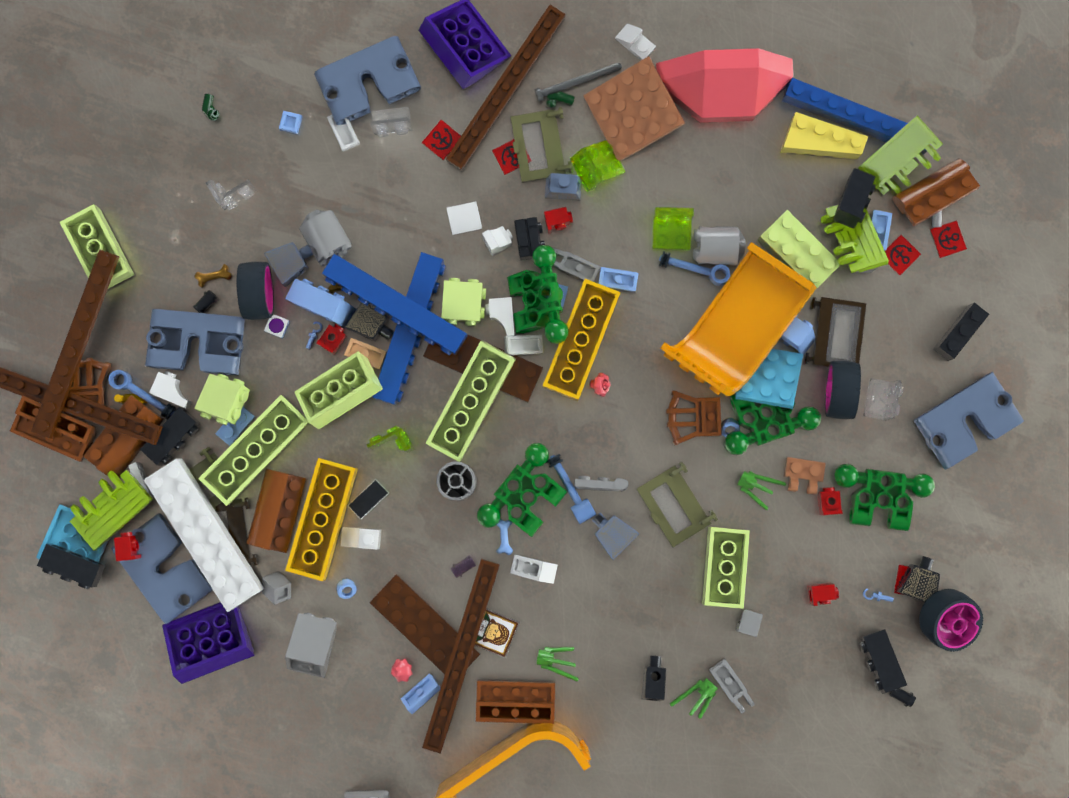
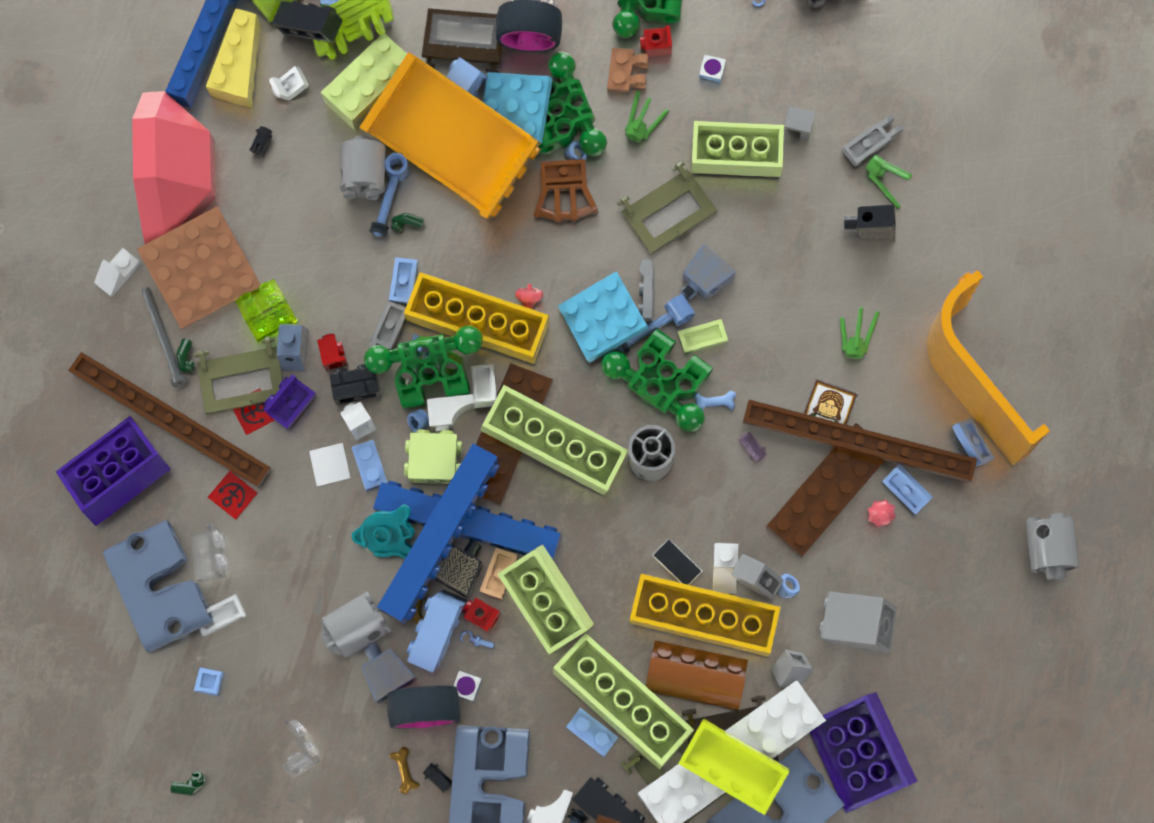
camera: 85 degrees left, 10 degrees down
(190, 536) = (734, 766): none -> neon yellow slope
(222, 399) = (561, 744): yellowish green brick -> none
(349, 563) = (757, 577): none -> light grey brick
(401, 263) = (386, 533): none -> teal tile
(402, 441) = (605, 520): clear neon green bracket -> none
(458, 752) = (973, 441): none -> light blue plate
(461, 250) = (369, 465): none -> light blue plate
(495, 290) = (418, 420): none -> medium blue bush
(515, 184) = (288, 401): none -> dark purple bracket
(515, 701) = (909, 378): dark orange brick -> none
(533, 569) = (751, 364): white arch -> none
(560, 529) = (702, 336): none -> yellowish green tile
(578, 445) = (603, 317): none -> medium azure plate
(672, 228) = (342, 221): clear neon green bracket -> none
(673, 282) = (404, 219): none -> dark green arm
(749, 160) = (261, 140): none -> black pin
(798, 183) = (289, 84): none -> white bracket
(804, 549) = (712, 68): none -> tile
(822, 593) = (761, 47): red brick -> none

